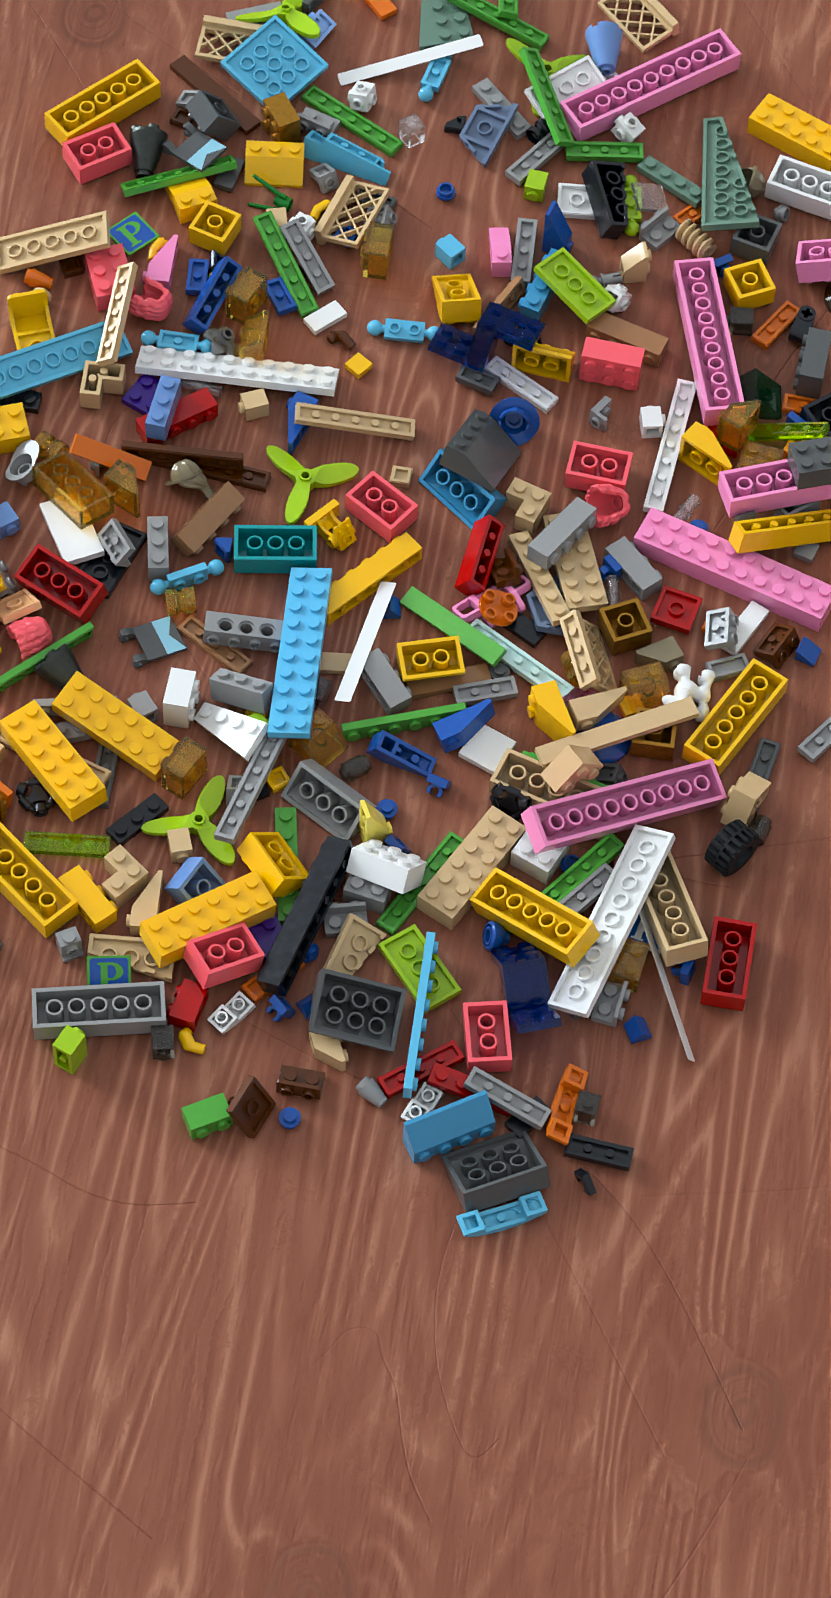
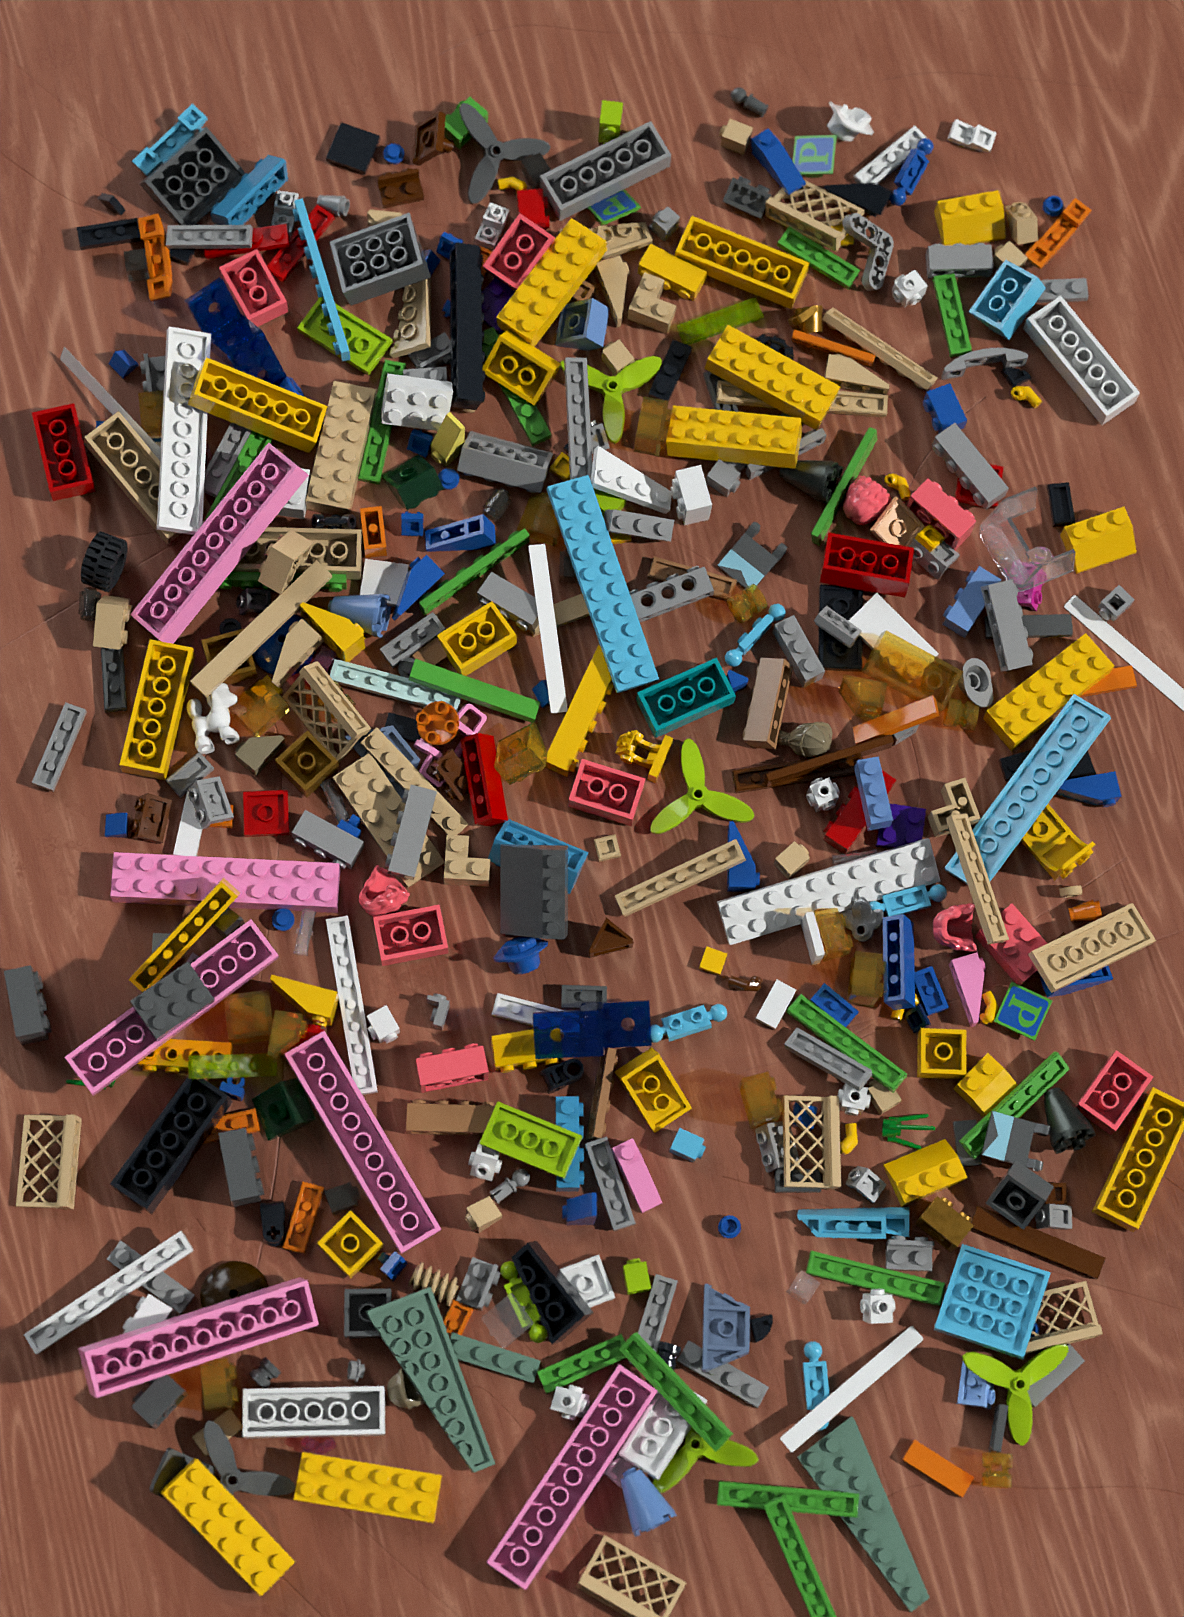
camera: 150 degrees right, 15 degrees up
(196, 1072) = (488, 166): none -> dark grey piece
(201, 435) = (819, 800): none -> white brick
(272, 335) = (812, 938): none -> white tile
(326, 1141) = (353, 148): none -> black tile
(421, 817) = (413, 482): none -> clear green slope
(436, 406) = (610, 940): none -> reddish brown slope
(439, 561) = (520, 754): none -> clear yellow slope
(477, 784) = (373, 532): none -> orange brick
(520, 724) = (366, 610): none -> medium blue cone
(640, 766) = (229, 625): none -> black tile

